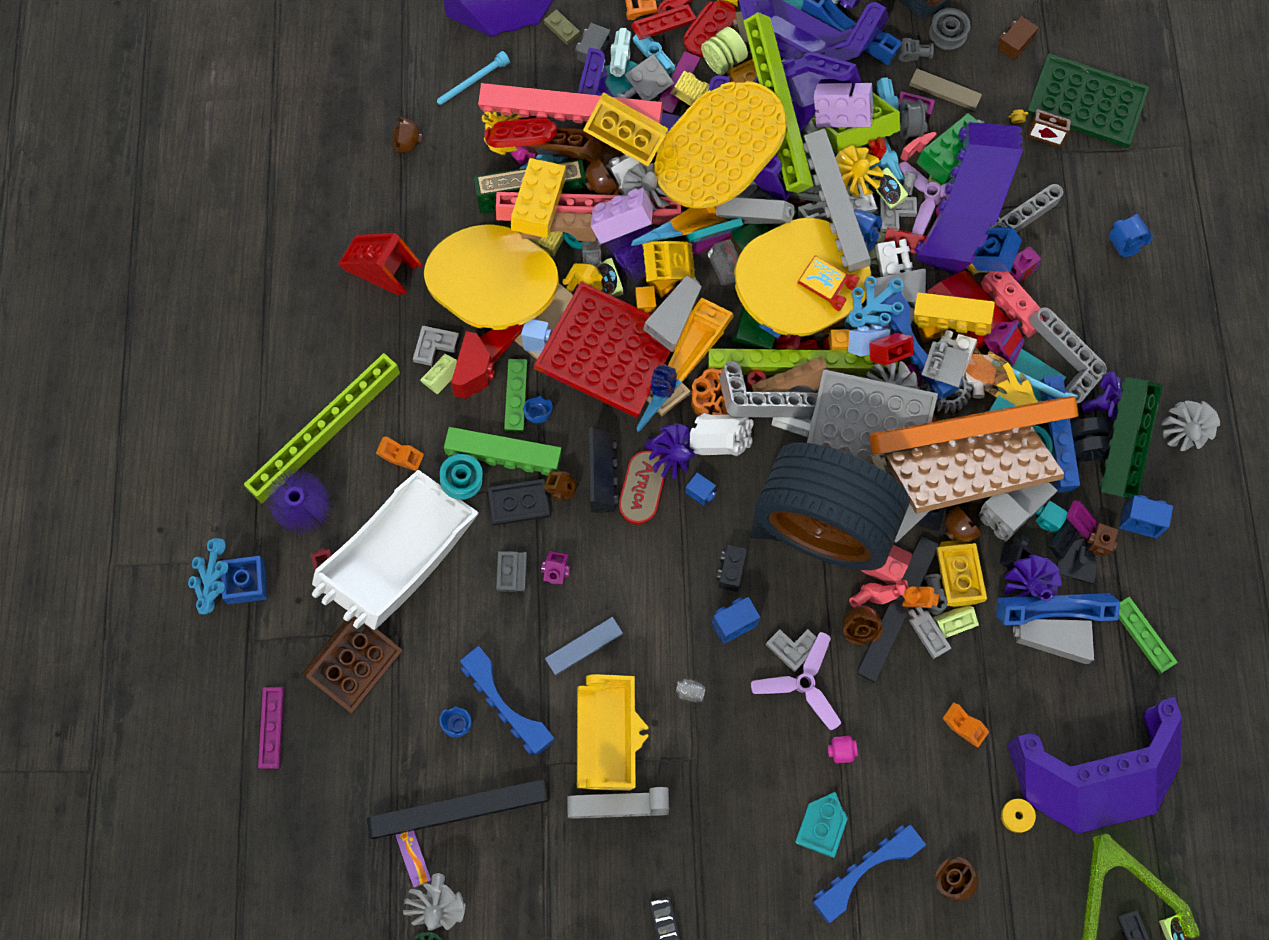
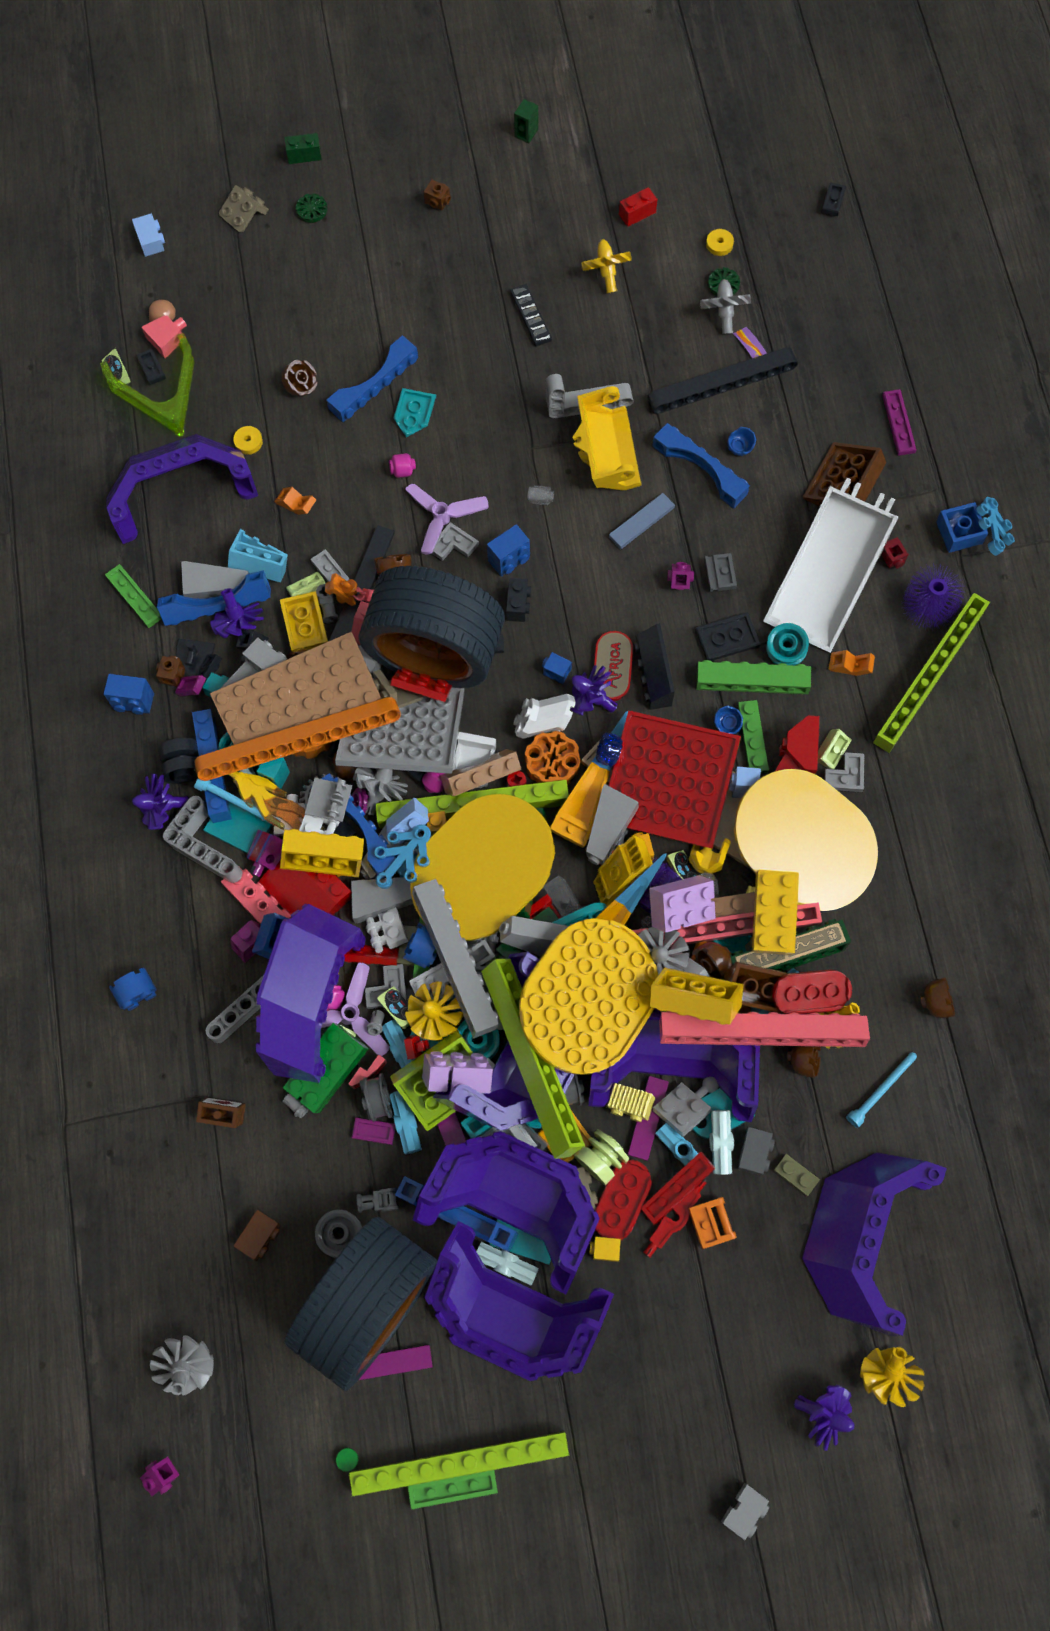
camera: 175 degrees right, 0 degrees up
(378, 258) = (929, 846): red ladder -> none
(560, 485) = (691, 650): reddish brown brick -> none
(761, 404) = (506, 744): light grey beam -> none
(827, 281) = (458, 863): flag -> none
(891, 348) = (384, 807): red brick -> none
(945, 89) = (340, 1155): dark tan tile -> none
(1013, 655) = (254, 556): none -> medium azure wedge
(1018, 116) = (255, 1128): yellow plate -> none
(1090, 98) = (175, 1163): dark green plate -> none
(1131, 437) = (141, 752): dark green brick -> none
(1194, 422) = (81, 786): light grey piece -> none

